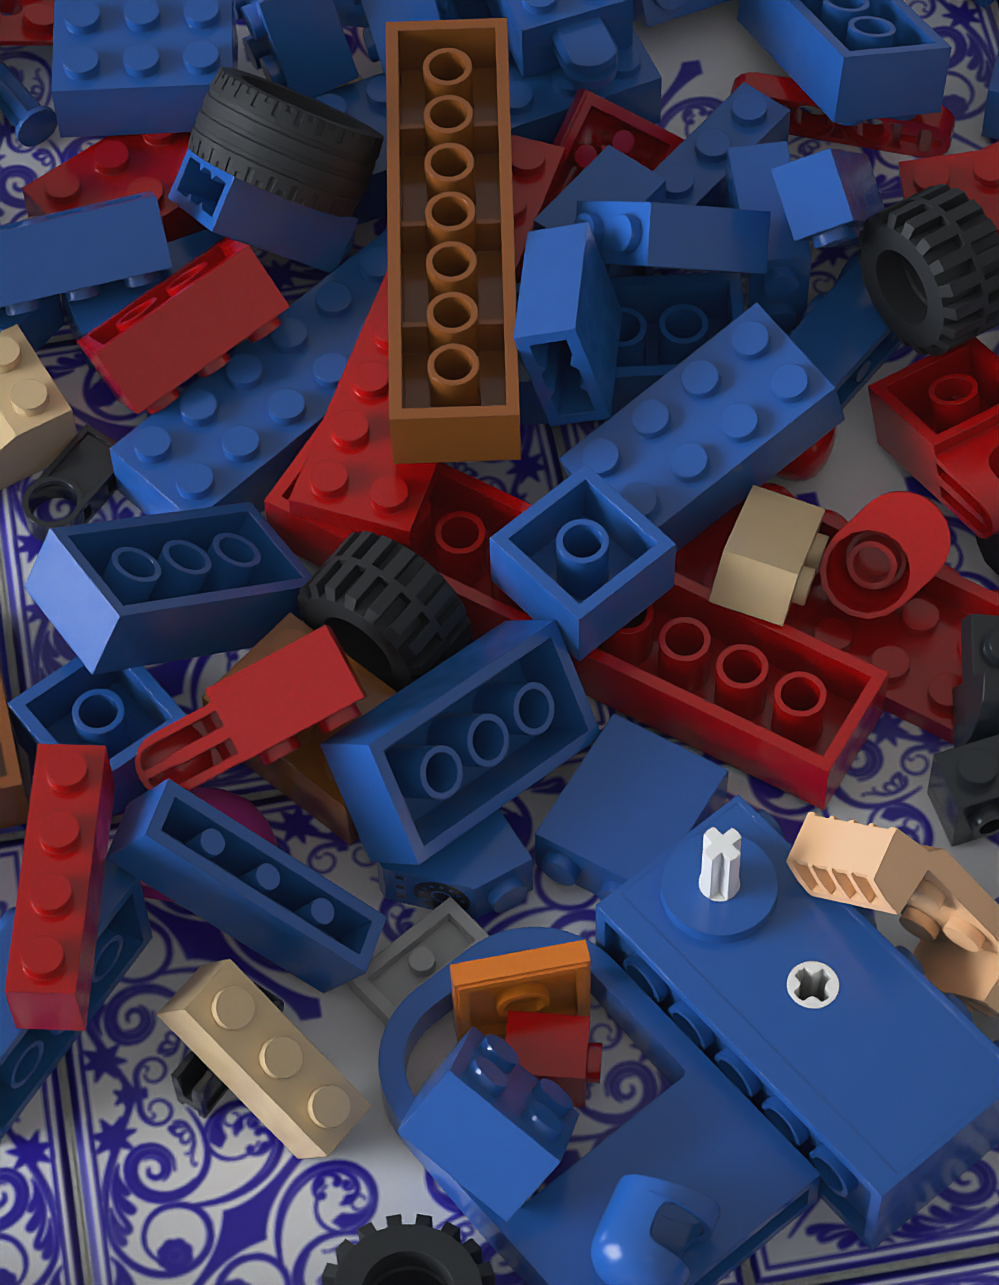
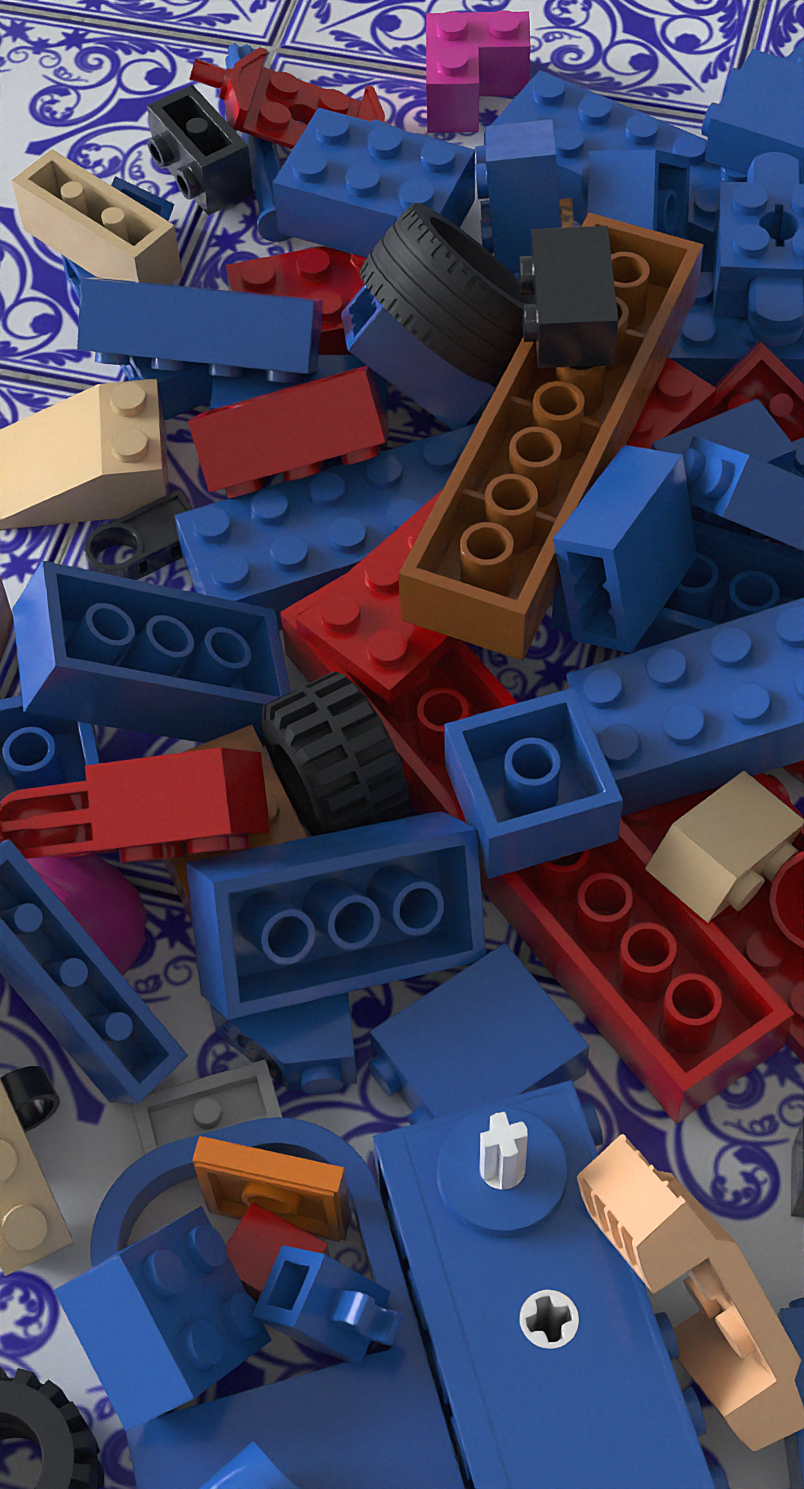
camera: 25 degrees right, 0 degrees up
(422, 111) = (572, 297): none -> black brick
(619, 1059) = (325, 1305): none -> blue brick

